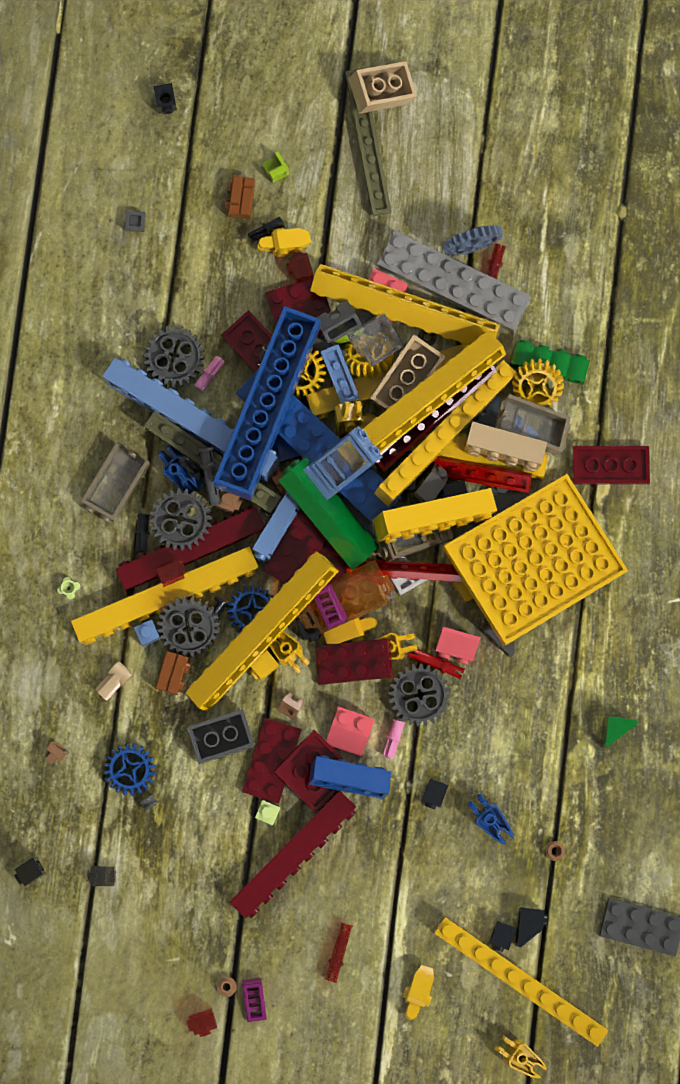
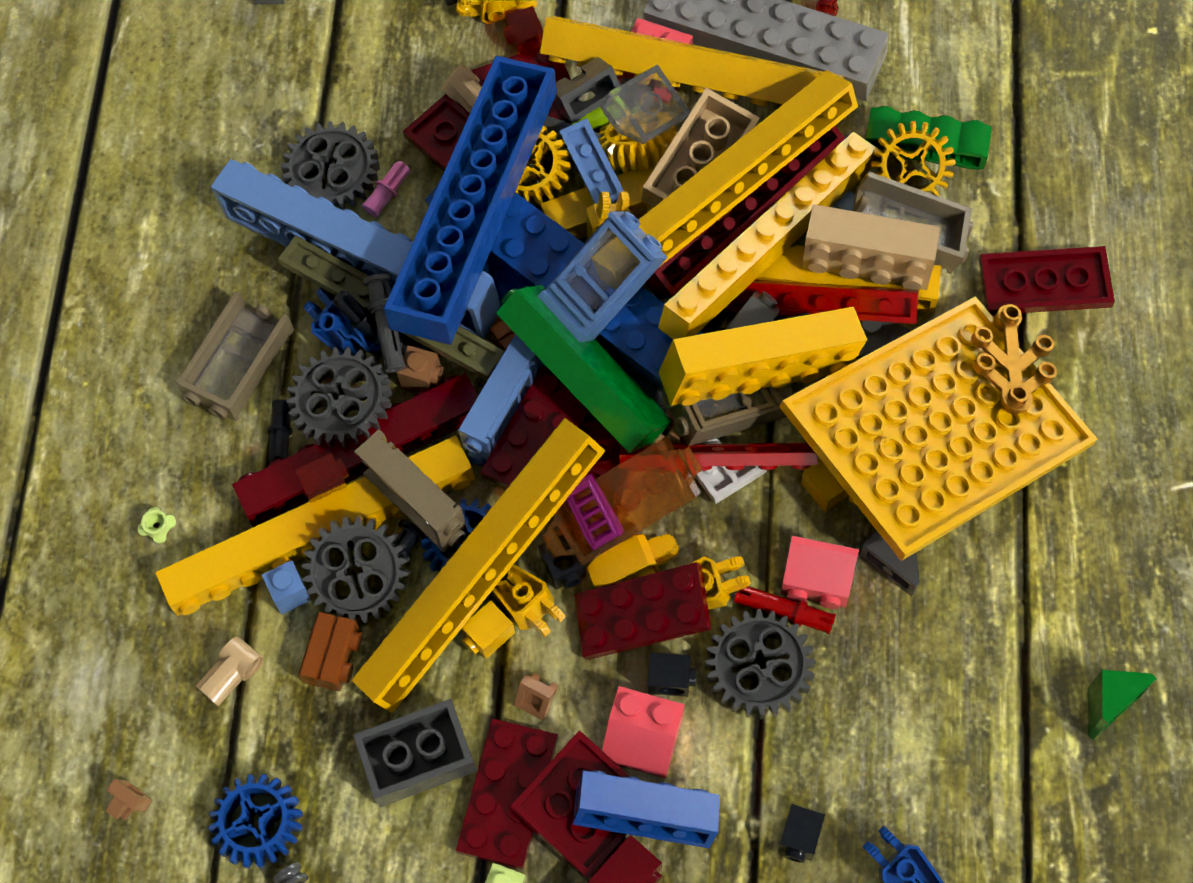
camera: 10 degrees right, 15 degrees down
(224, 586) = (412, 492): none -> dark tan door
(260, 306) = (462, 87): none -> tan piece
(368, 698) = (670, 674): none -> black brick
(393, 739) = (720, 742): bright pink axle -> none
(583, 521) = (1007, 321): none -> pearl gold plant

